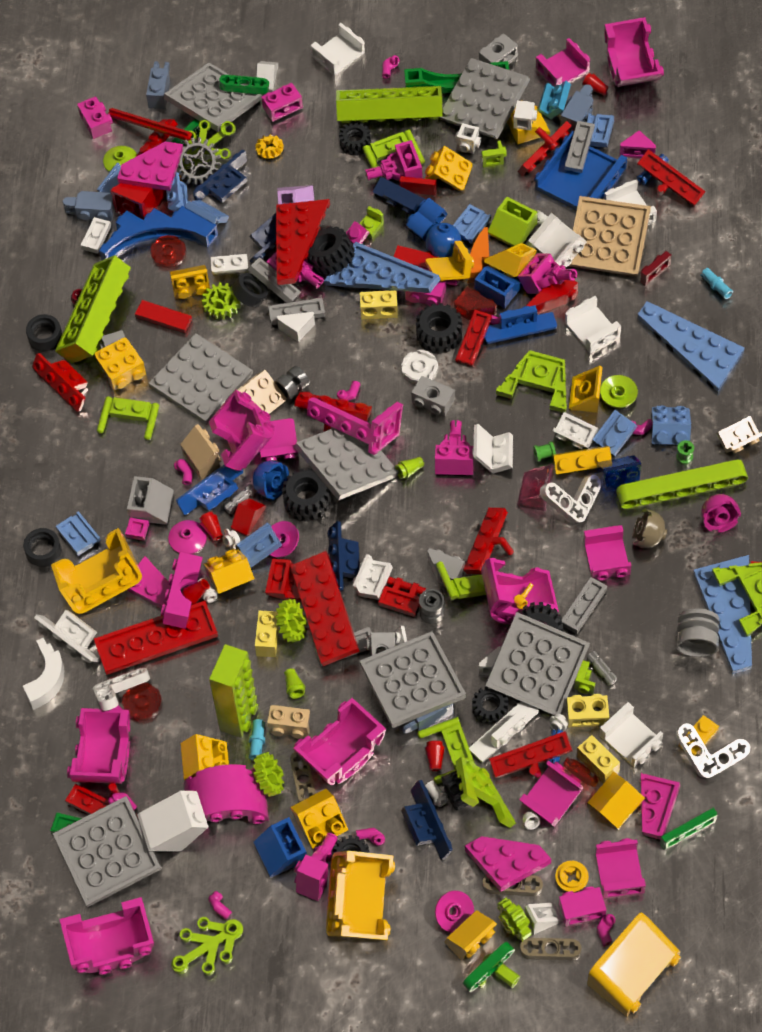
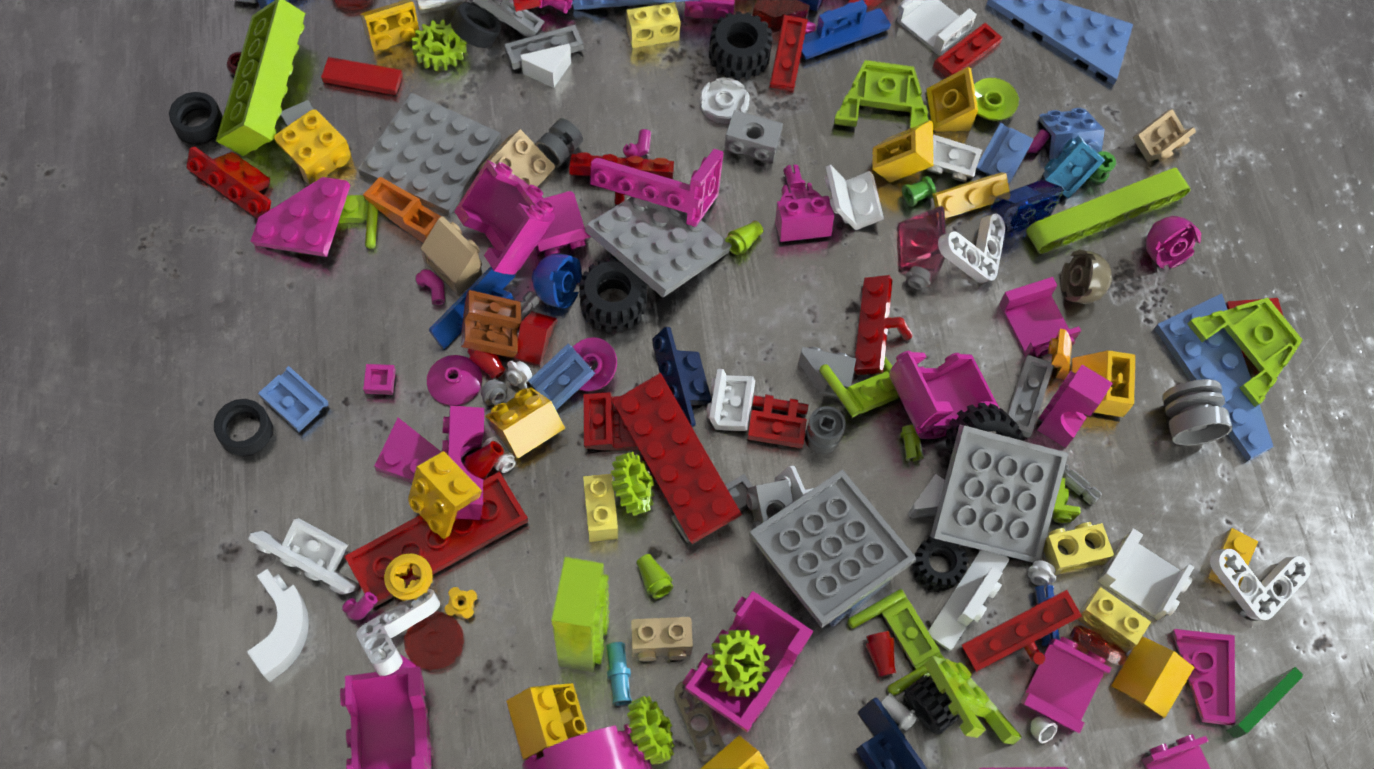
camera: 20 degrees left, 5 degrees up
(96, 673) = (358, 610): none -> dark pink arm
(99, 576) = (333, 460): yellow windscreen -> none
(105, 414) = (304, 220): none -> dark pink plate
(128, 650) = (400, 567): none -> yellow gear
(150, 500) = (391, 335): light grey slope -> none
(161, 604) = (440, 491): none -> yellow bracket
(163, 685) = (465, 610): none -> yellow plate
(173, 414) = (402, 208): none -> orange slope
(211, 548) = (493, 392): none -> light grey plate
(218, 502) = (491, 324): none -> dark orange slope
(341, 738) = (743, 648): none -> lime gear
(492, 626) = (912, 443): none -> lime pin
(520, 599) = (946, 393): yellow hand -> none
(527, 513) = (918, 277): none -> light grey plate
(538, 422) = (904, 153): none -> yellow slope
(601, 605) = (1075, 397): none -> dark pink arch
(612, 352) = (968, 50): none -> red tile
(612, 579) = (1061, 348): none -> light orange slope
(638, 604) = (1119, 370): none -> yellow slope
(661, 449) = (1073, 166): none -> dark azure bracket

